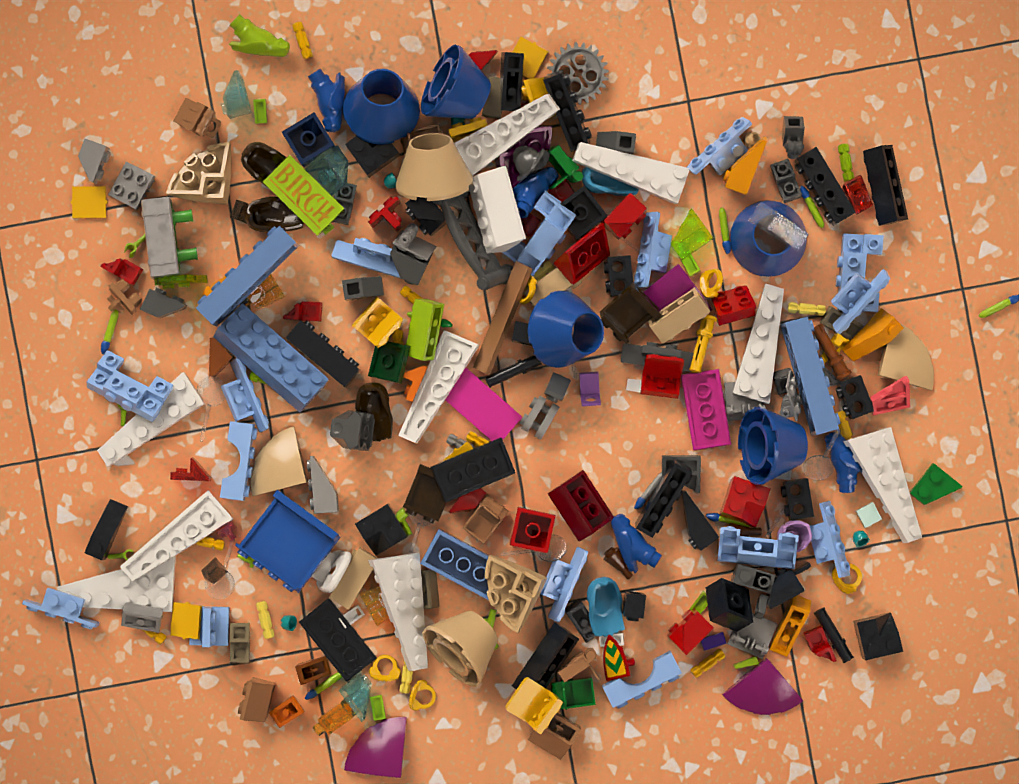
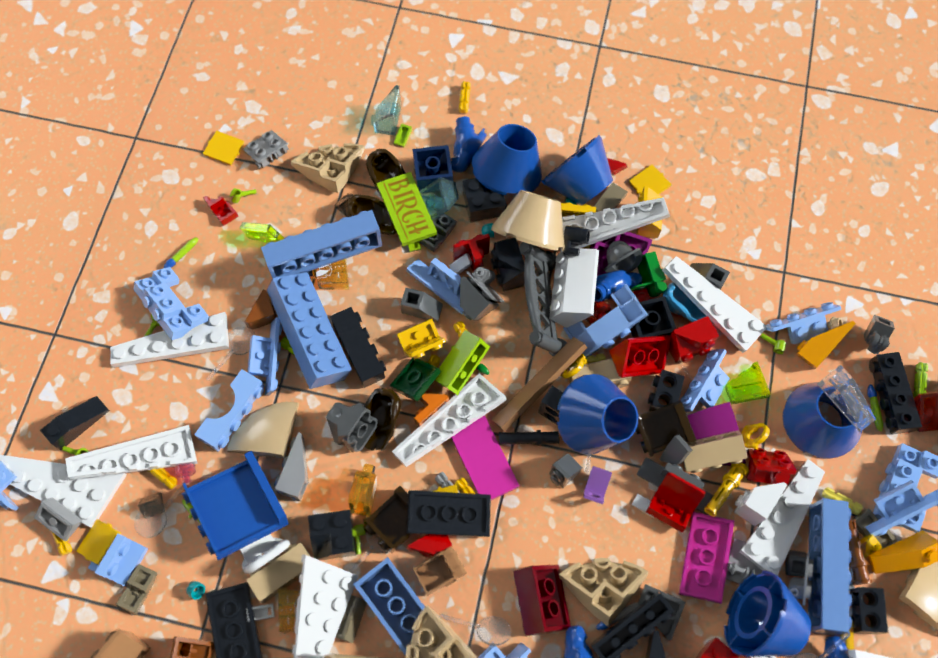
camera: 25 degrees right, 20 degrees down
(93, 158) = (245, 115): light grey slope -> none
(129, 303) = (211, 236): medium nougat hips -> none
(160, 305) = (236, 248): dark grey slope -> none
(161, 237) = (267, 191): flat silver piece -> none
(196, 473) = (184, 404): clear red slope -> none
(197, 118) = (346, 116): medium nougat piece -> none
(257, 40) = (426, 80): lime animal -> none
(265, 619) = (174, 576): light yellow axle -> none
(305, 311) = (365, 307): red slope -> none
(380, 229) = (461, 264): none -> white piece
(391, 488) = (363, 491): none -> clear yellow torso
(477, 161) = (575, 236): none -> black piece
(511, 80) = (632, 184): black slope -> none
(528, 420) = (538, 480): light grey brick -> none
(532, 529) = (482, 601): red slope -> none
(569, 116) = (672, 227): black brick -> none
(592, 63) = (708, 206): light grey gear -> none
(628, 471) = (604, 585): none -> tan brick
(647, 330) = (676, 451): none -> dark grey slope
(690, 265) = (739, 413): lime piece -> none
(707, 182) = (779, 345): none -> lime hand
(724, 230) = (780, 408): lime piece -> none
(734, 345) = (759, 502): none -> white slope
(786, 181) = (858, 368): dark grey slope -> none
(892, 397) = (911, 627): coral wing -> none

